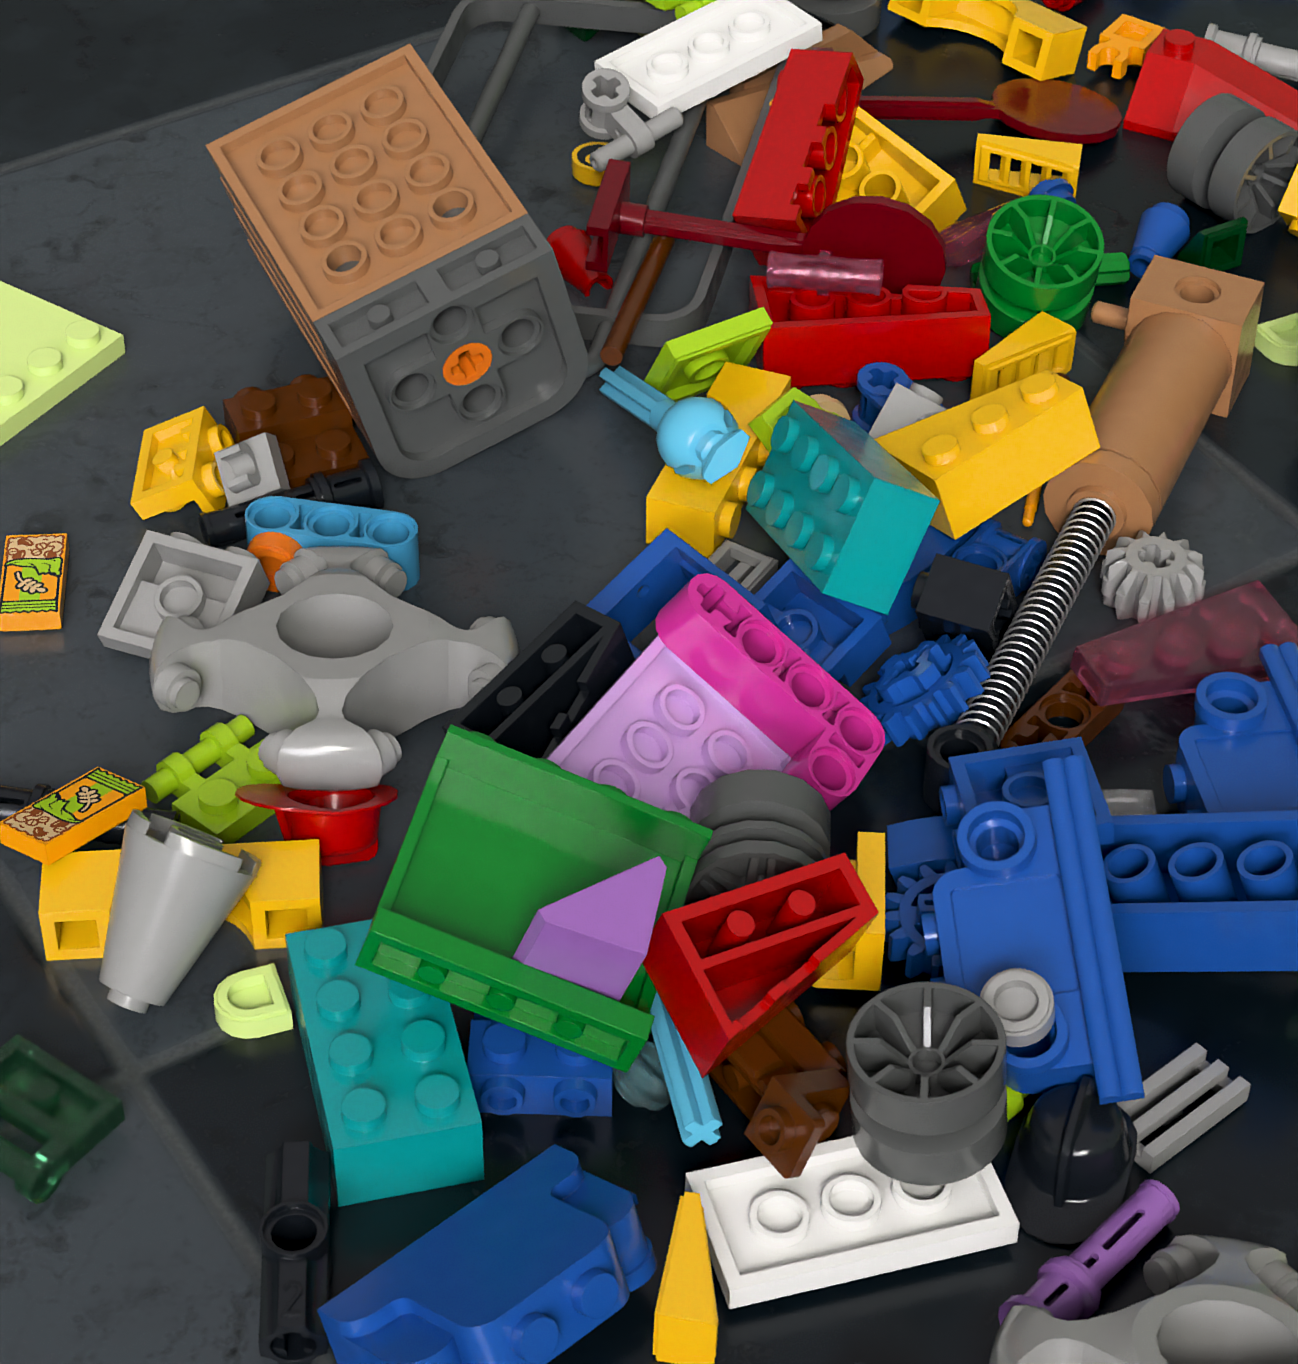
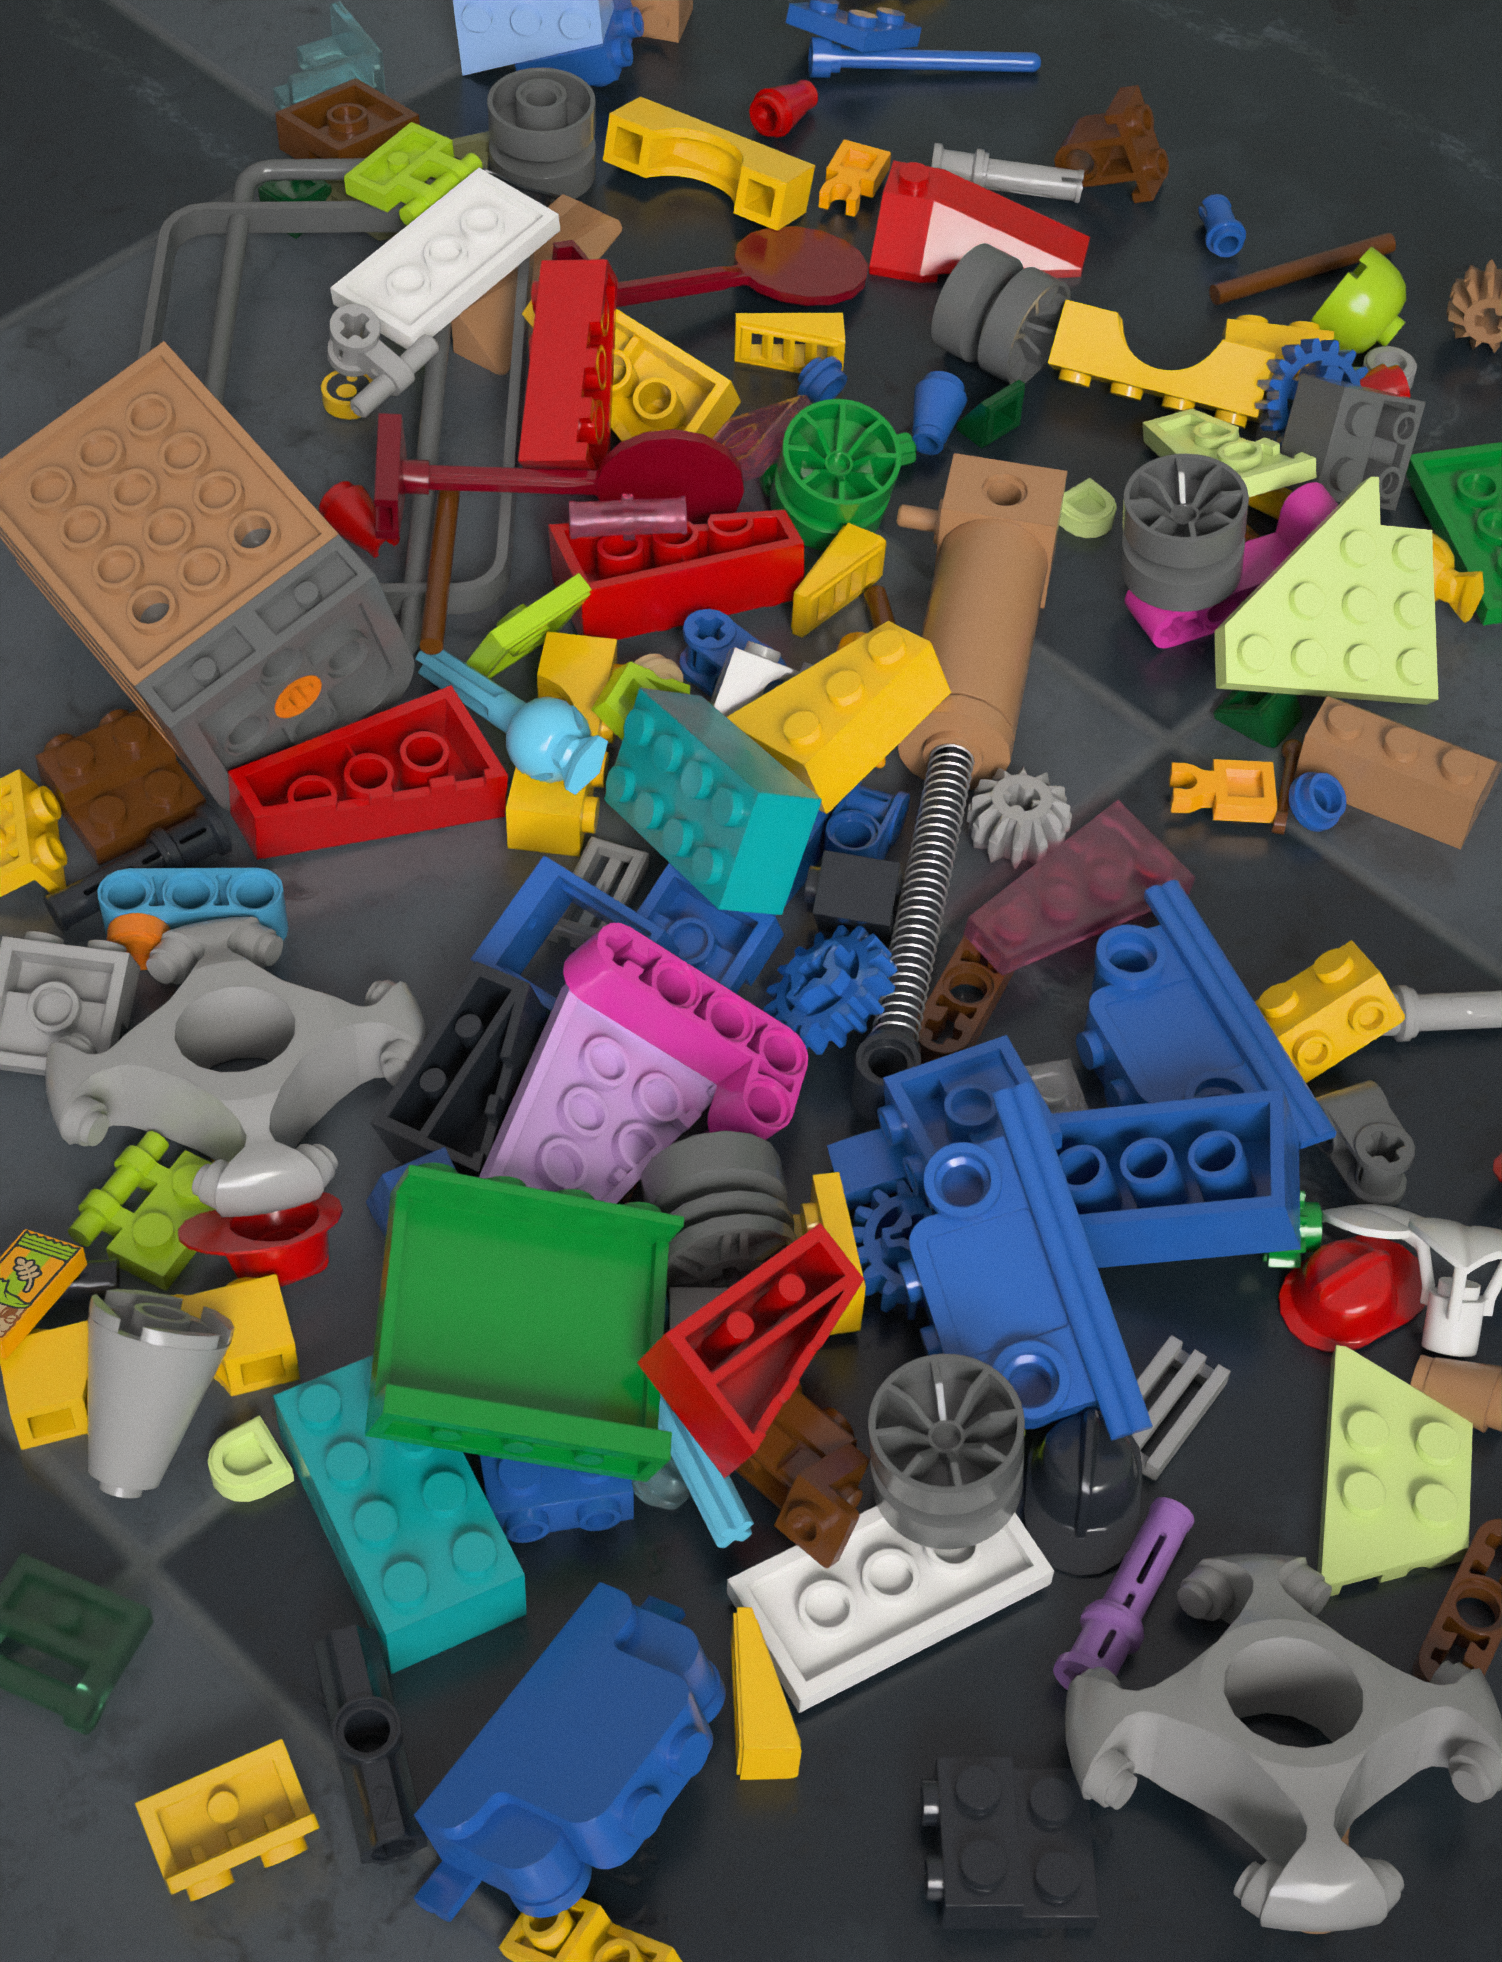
camera: 15 degrees left, 10 degrees up
(142, 1291) = (227, 1819): none -> yellow bracket
(252, 469) = (88, 837): light grey tile -> none
(525, 461) = (371, 780): none -> red wedge
(599, 932) = (615, 1369): medium lavender slope -> none
(1022, 1003) = (1022, 1357): light grey tile -> none

